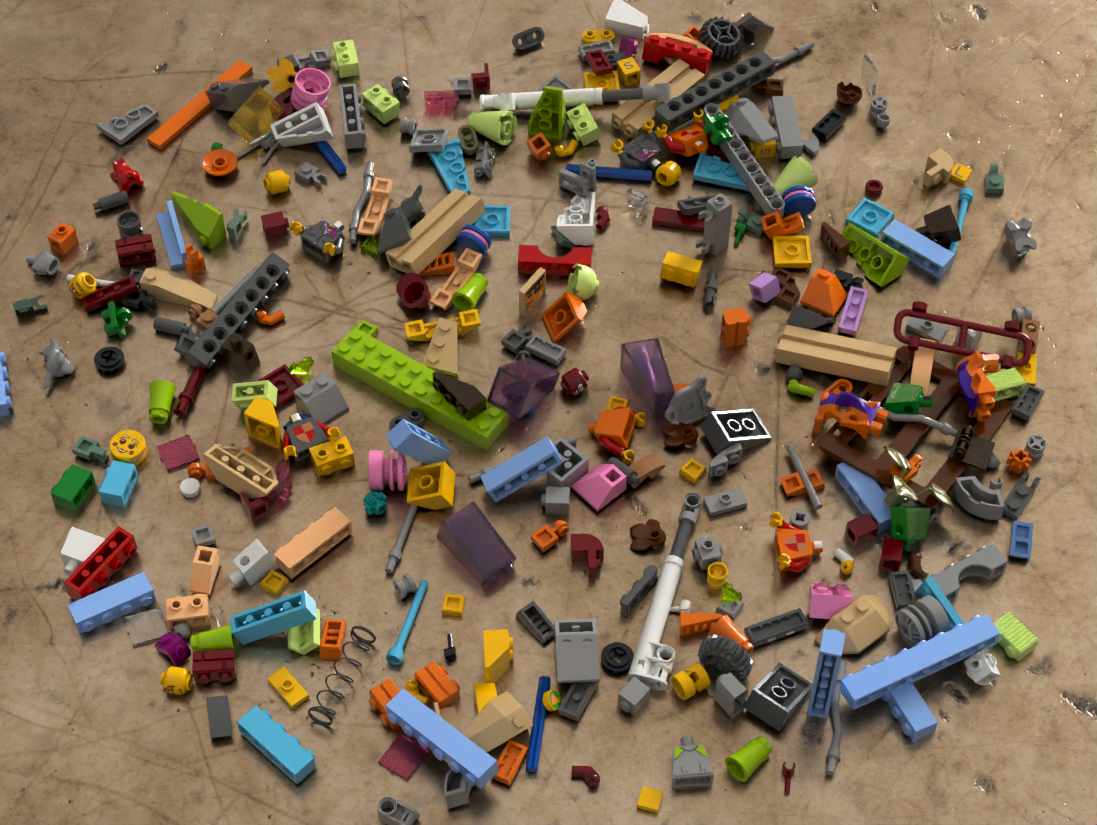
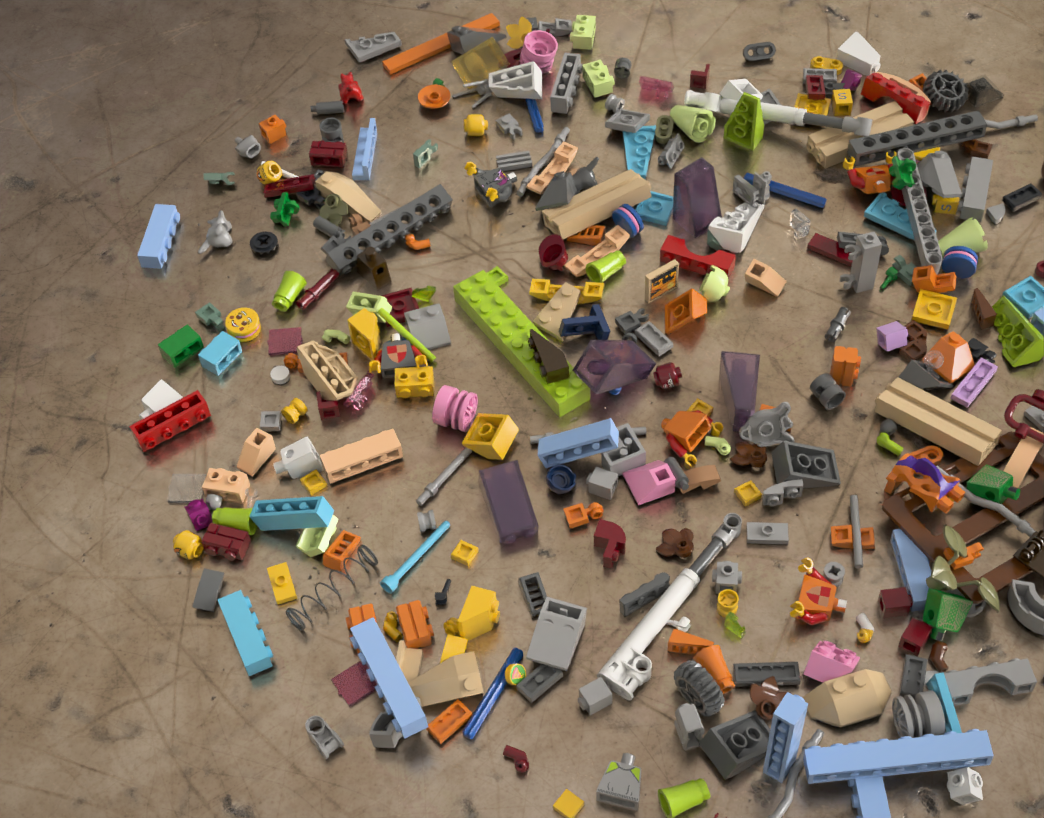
camera: 25 degrees right, 0 degrees up
(111, 602) = (165, 457): light blue brick -> none
(169, 309) = (334, 209): none -> olive plate
(195, 262) = (372, 177): orange plate -> none
(203, 220) = (396, 143): lime wedge -> none
(223, 519) = (294, 411): none -> yellow wheel
(229, 431) = (341, 336): none -> yellowish green arm
(274, 225) = (455, 162): dark red brick -> none
(302, 410) = (407, 335): none -> lime bar
(329, 208) = (516, 160): none -> light grey tile
(370, 246) = (532, 202): clear neon green tile -> none
(375, 503) = (433, 435): teal gear -> none
(417, 443) = (489, 391): light blue brick -> none
(418, 421) = (497, 370): dark grey plate -> none
(463, 84) = (680, 79): light grey plate -> none
(475, 675) = (451, 627): none -> yellow plate
(482, 350) = (589, 324): none -> dark blue bracket
(516, 508) = (560, 479): none -> dark blue hair
(530, 84) = (735, 89): none -> white tile
(534, 202) = (696, 197): none -> clear purple slope
(539, 147) = (726, 150): orange brick -> none
(569, 150) = (754, 161): yellow arm -> none
(583, 124) = (777, 140): yellowish green brick -> none
(605, 217) = (763, 230): dark red arm -> none
(621, 650) = (587, 650): black gear -> none
(627, 263) = (764, 278): none -> light nougat slope
(641, 152) = (822, 179): dark grey torso -> none
(649, 432) = (719, 443): none -> yellowish green arm
(668, 173) = (841, 204): yellow head -> none
(681, 269) = (815, 297): yellow brick -> none
(690, 681) = (648, 700): yellow wheel -> none
(730, 356) = (827, 391): none -> dark grey wheel
(730, 608) = (728, 640): light grey tile -> none
(787, 646) = (766, 694): none -> reddish brown plate
(811, 293) = (932, 354): none -> clear plate
(1015, 637) = (1013, 764): yellowish green brick -> none

